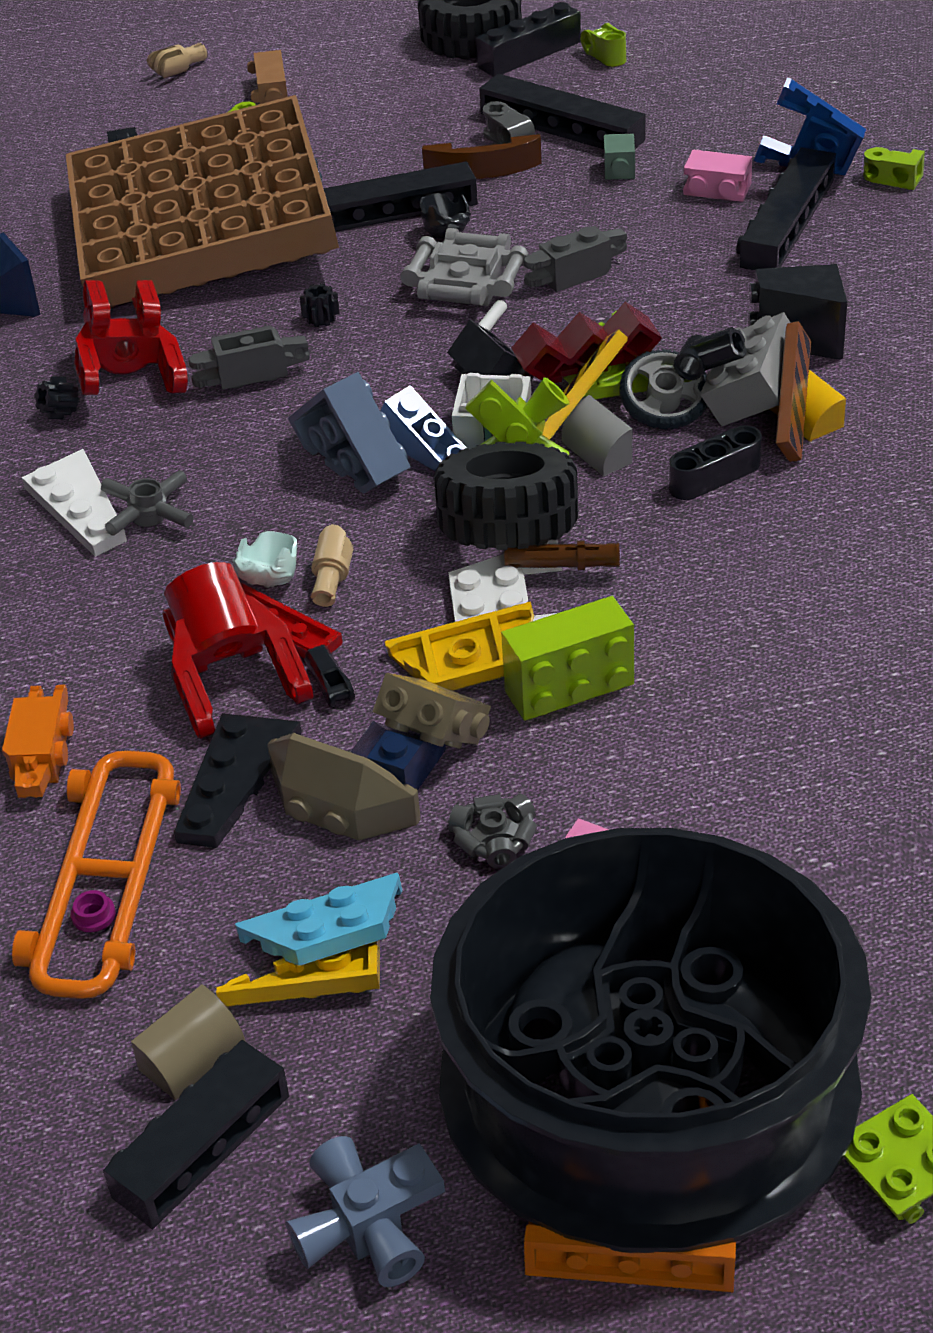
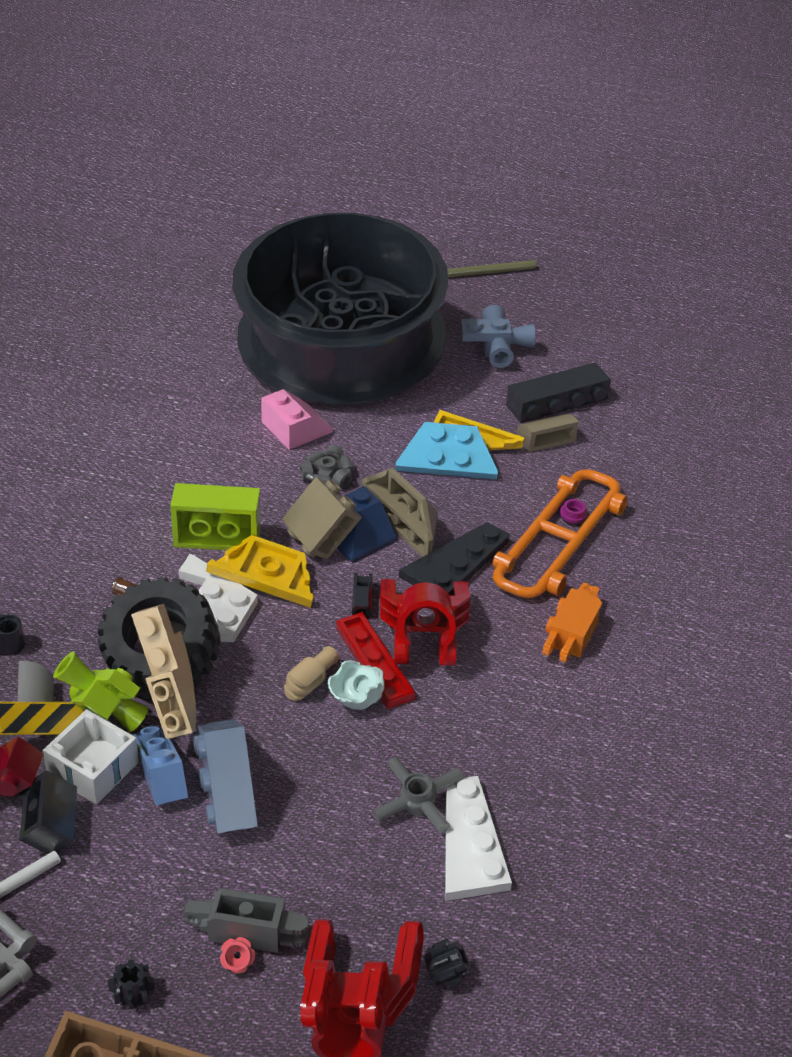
camera: 160 degrees left, 0 degrees up
(453, 424) = (171, 676): none -> tan slope

